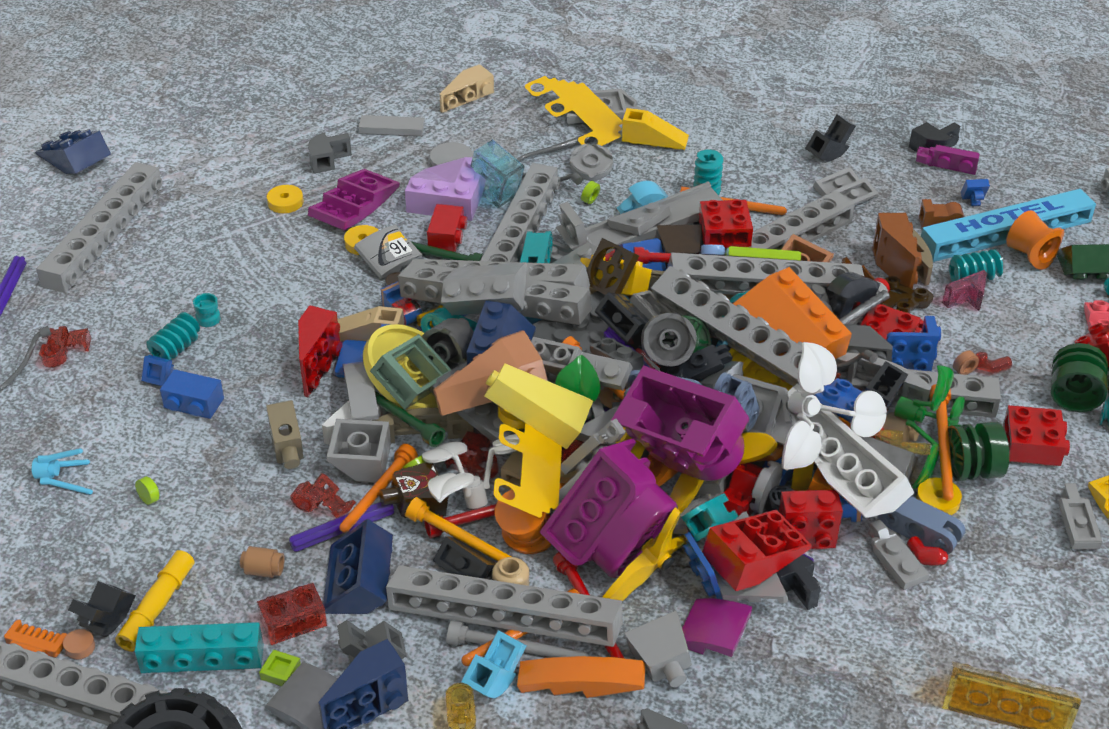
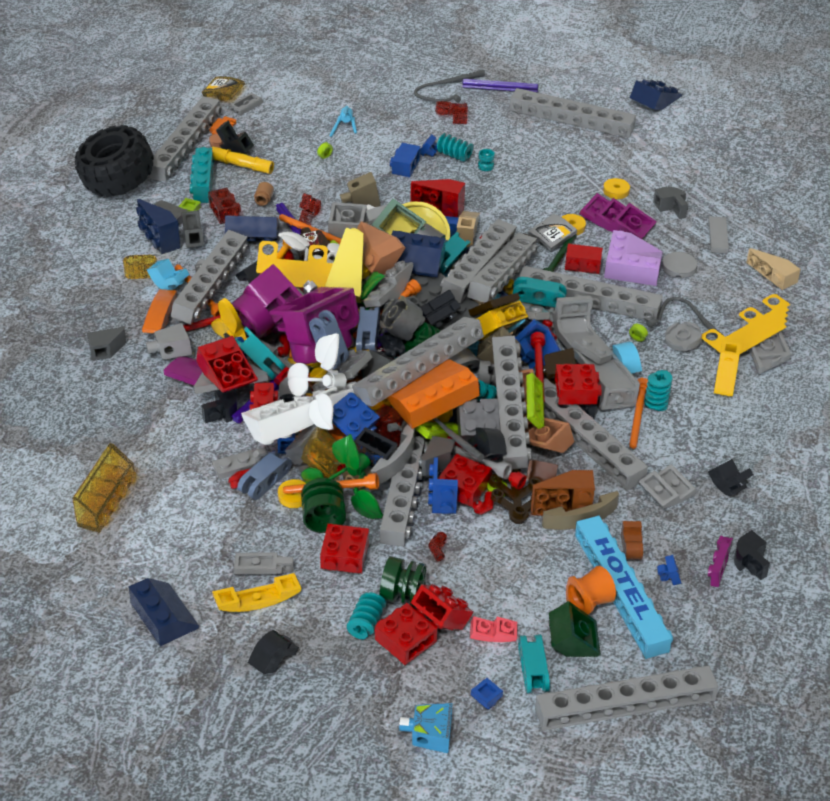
camera: 90 degrees right, 0 degrees up
(469, 287) = (465, 241): light grey slope -> none
(500, 170) = (638, 269): clear light blue brick -> none
(511, 571) = (235, 282): tan head -> none
(713, 250) = (546, 378): light blue tile -> none
(965, 362) = (433, 525): nougat tile -> none
(966, 289) = (524, 543): clear pink slope -> none
(975, 262) = (553, 547): teal piece -> none

